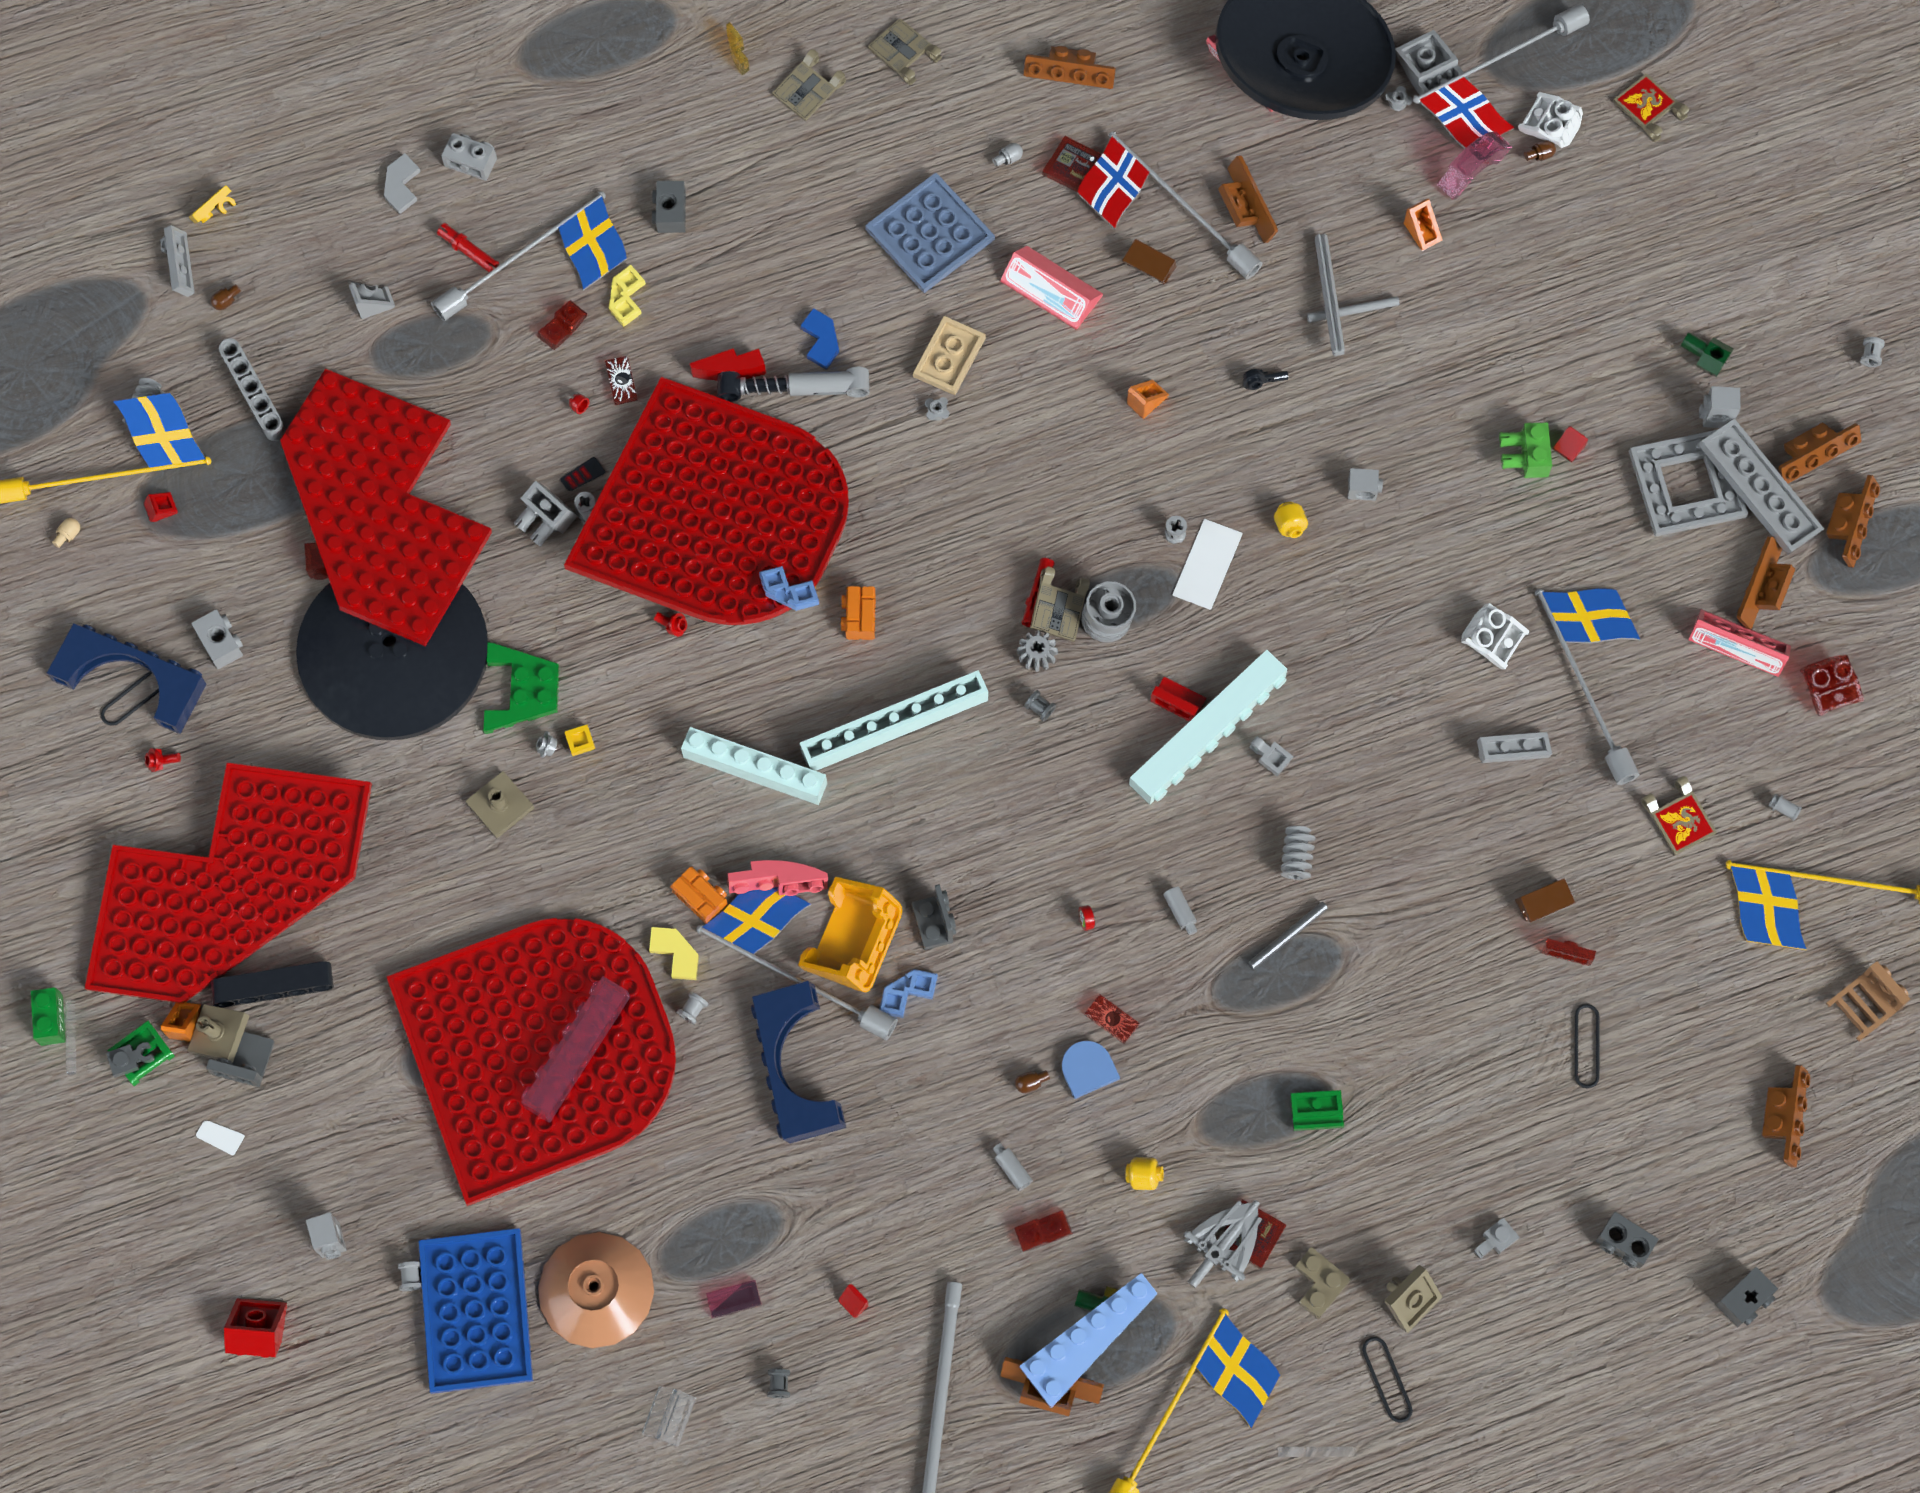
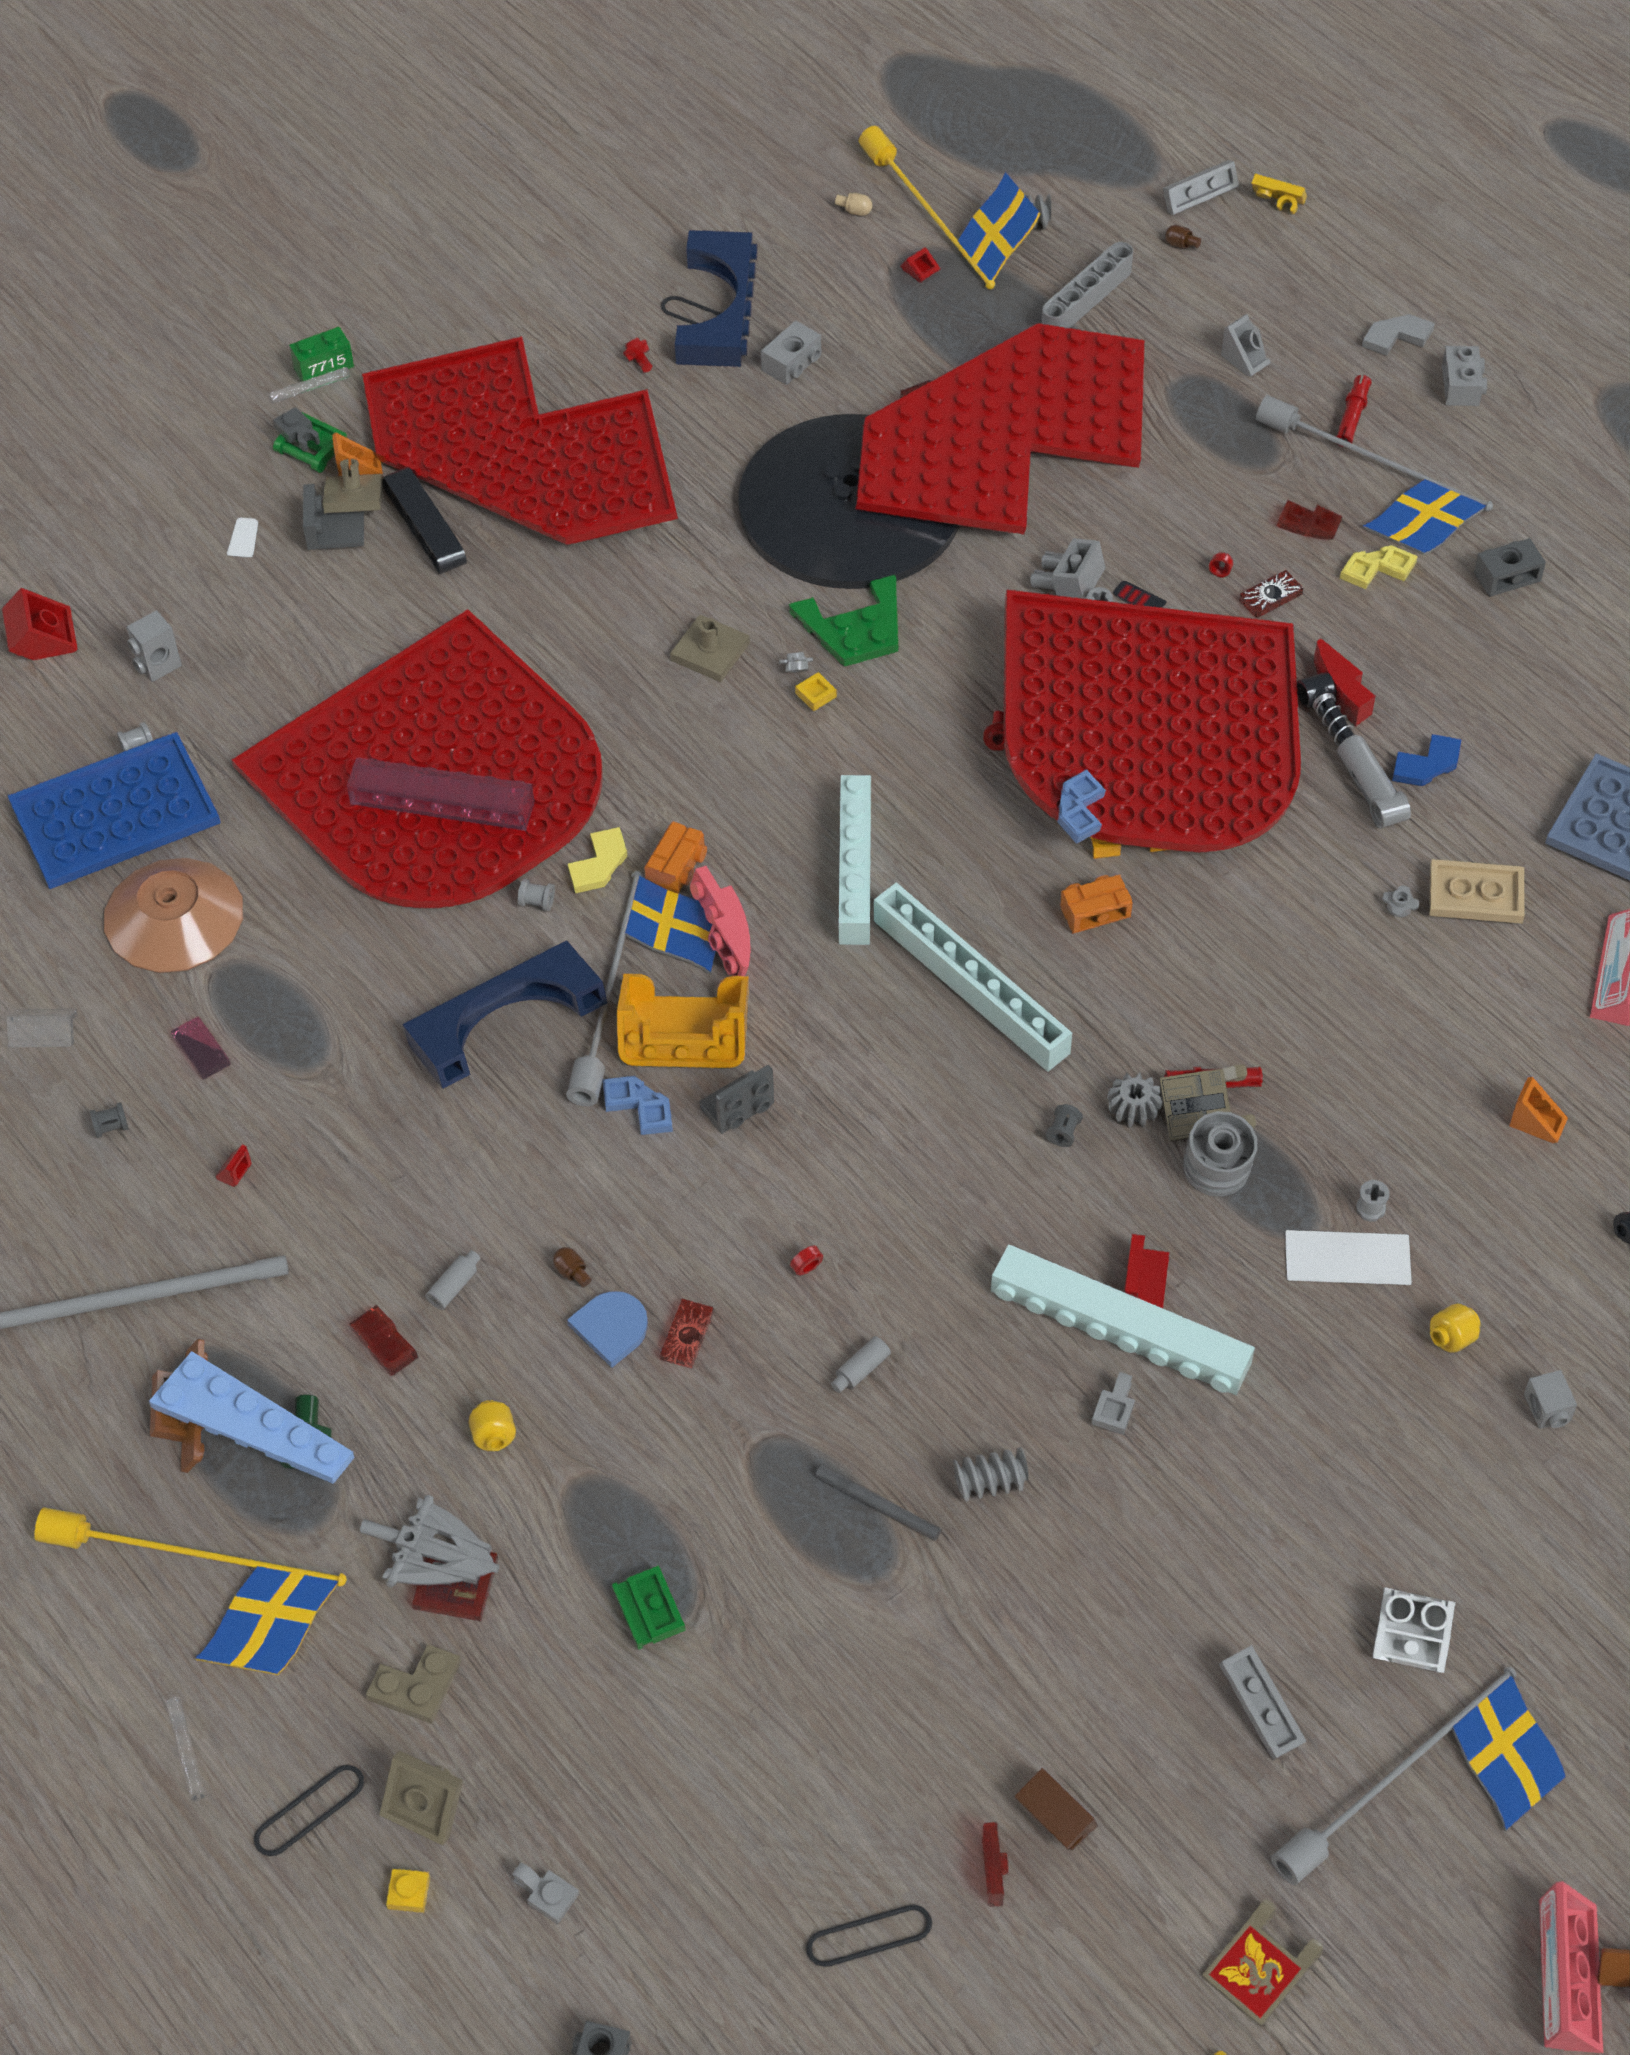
camera: 70 degrees right, 15 degrees down
(1466, 1328) = (408, 1890): none -> yellow plate

